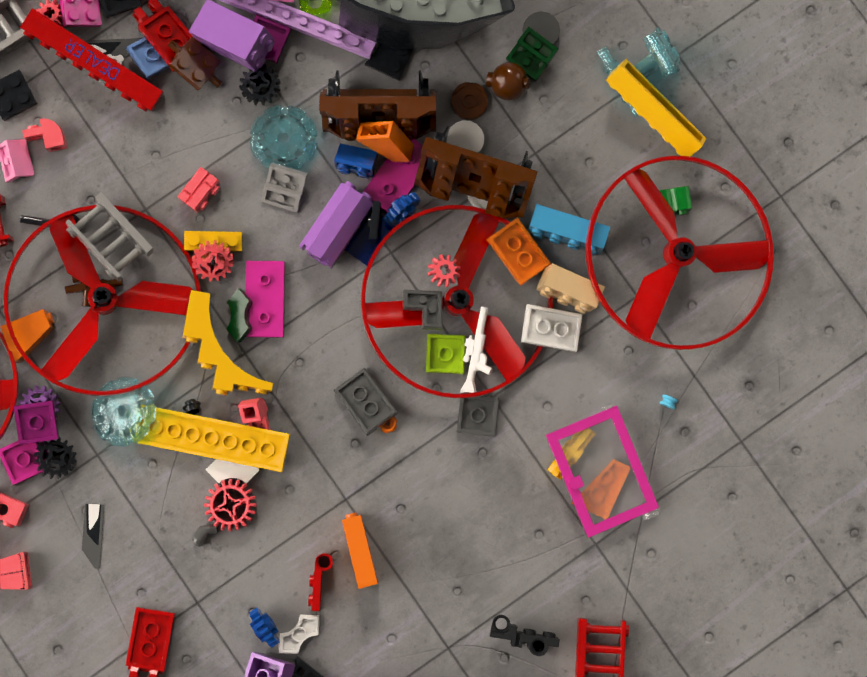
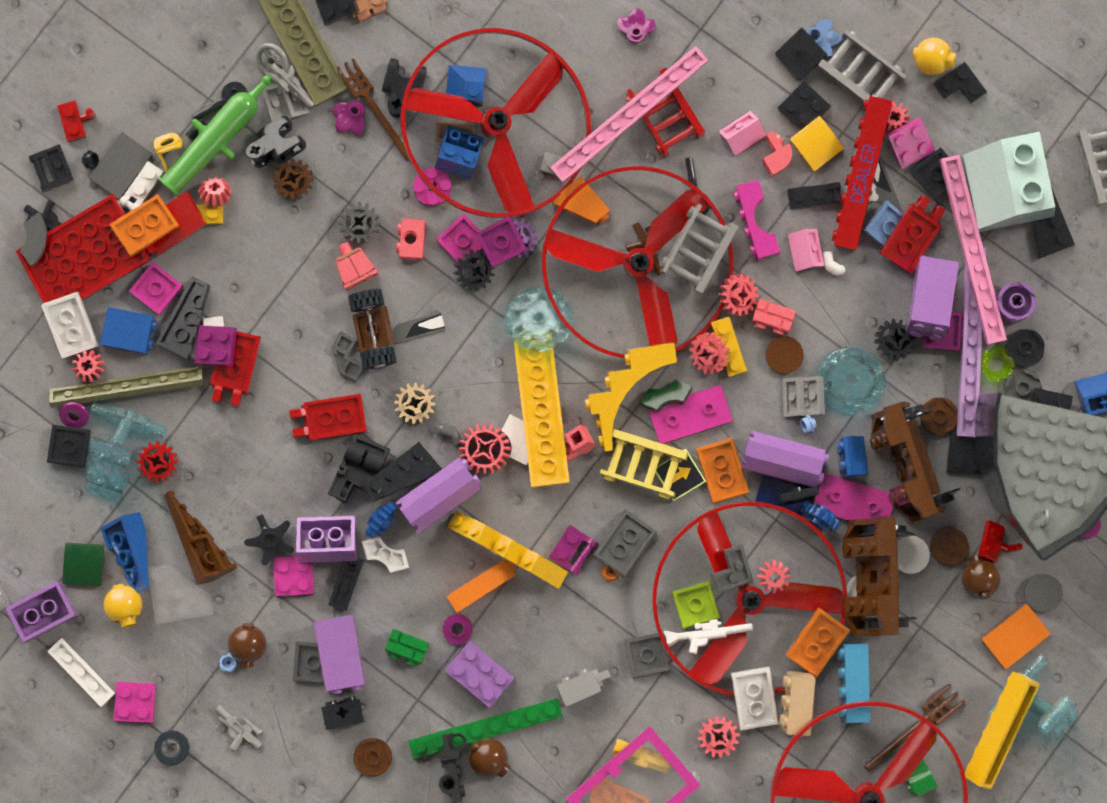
camera: 70 degrees right, 0 degrees up
(49, 94) = (816, 143): none -> yellow slope
(77, 574) = (372, 329): none -> plate
(88, 611) = (342, 349): none -> dark grey tile
(98, 114) = (814, 195): none -> black plate
(126, 176) = (763, 243): none -> dark pink arch
(146, 138) = (806, 249): none -> bright pink panel
(164, 547) = (406, 406): none -> tan gear
(167, 215) = (744, 287): none -> coral gear
(171, 120) = (831, 266): none -> white arm
(192, 406) = (564, 381): black plate -> none
(194, 63) = (893, 270): reddish brown plate -> none
(207, 631) = (360, 464): none -> black plate
(226, 591) = (408, 469): none -> black wing
(238, 192) = (784, 355): none -> reddish brown tile
(259, 563) = (439, 495): none -> medium lavender brick
(277, 355) = (640, 445): none -> light yellow fence
(311, 192) = (808, 424): none -> light blue plate
(316, 582) = (439, 554): red plate -> none
(318, 328) = (685, 479): none -> black tile
(328, 286) = (722, 470): none -> orange tile
(333, 514) = (507, 549): none -> yellow arch
(349, 66) = (943, 417): none -> reddish brown tile
(350, 456) = (567, 547): none -> magenta plate
(383, 588) = (457, 619): none -> magenta piece
(386, 140) = (880, 479): orange slope -> none
(394, 642) = (407, 647): none -> green brick
(443, 581) = (479, 674): none -> medium lavender brick
(479, 59) = (992, 542): none -> red plate
(487, 486) = (582, 686): none -> light grey hinge
(496, 590) = (487, 727): none -> green plate
(526, 598) = (489, 758): none -> reddish brown brick
(532, 53) = (1016, 592): dark green slope -> none
(571, 366) = (712, 743): none -> coral gear
(574, 69) = (1015, 636): none -> orange tile
(626, 188) = (930, 715): none -> reddish brown piece

